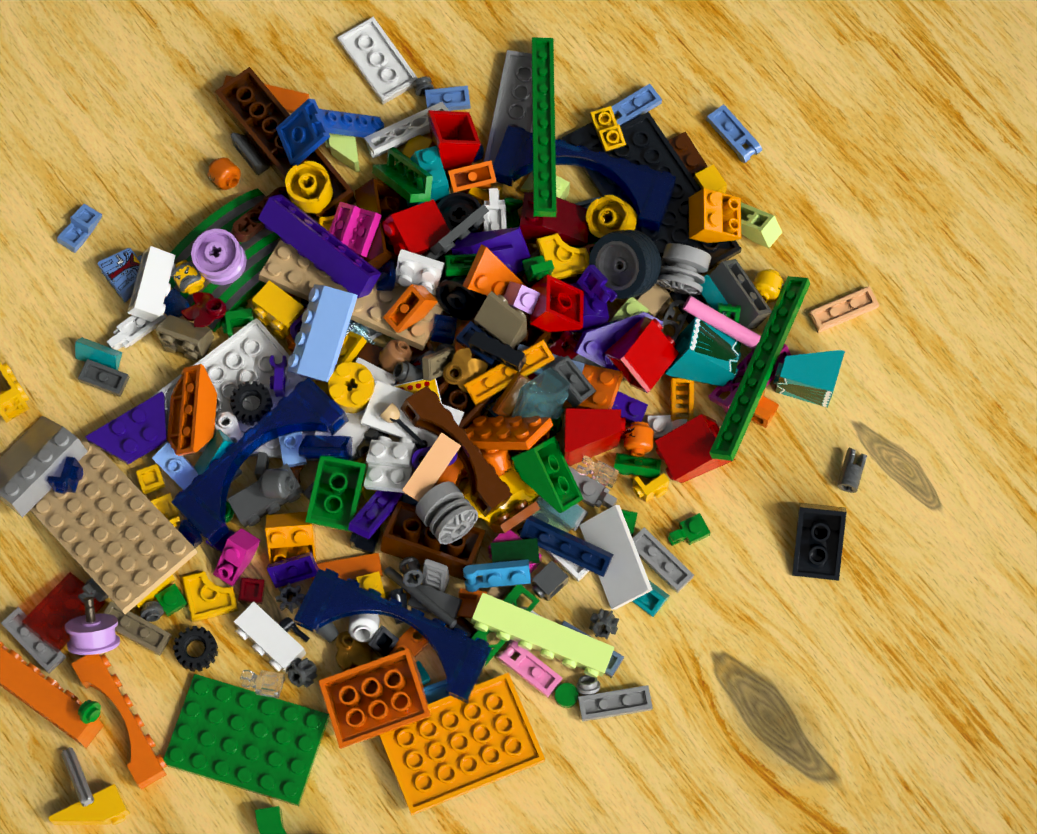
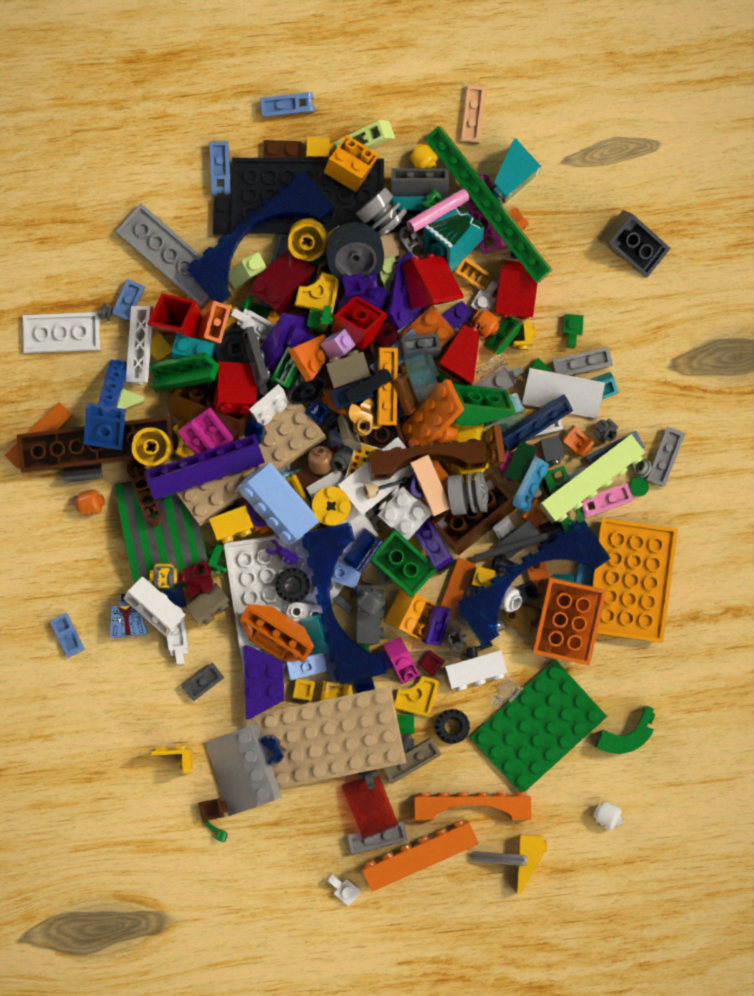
camera: 60 degrees left, 15 degrees up
(89, 711) = (467, 824): green plate -> none
(92, 632) = (403, 793): lavender wheel -> none
(98, 353) = (181, 675): teal slope -> none
(218, 256) = (166, 556): lavender wheel -> none
(302, 672) = (515, 661): dark grey gear -> none
(410, 308) = (293, 428): orange slope -> none
(414, 569) = (489, 543): dark grey bush -> none
(543, 128) = (205, 244): green plate -> none
(574, 601) = (577, 441): none -> orange bracket
(607, 129) = (230, 197): yellow slope -> none
(851, 473) = (598, 188): dark grey hinge -> none

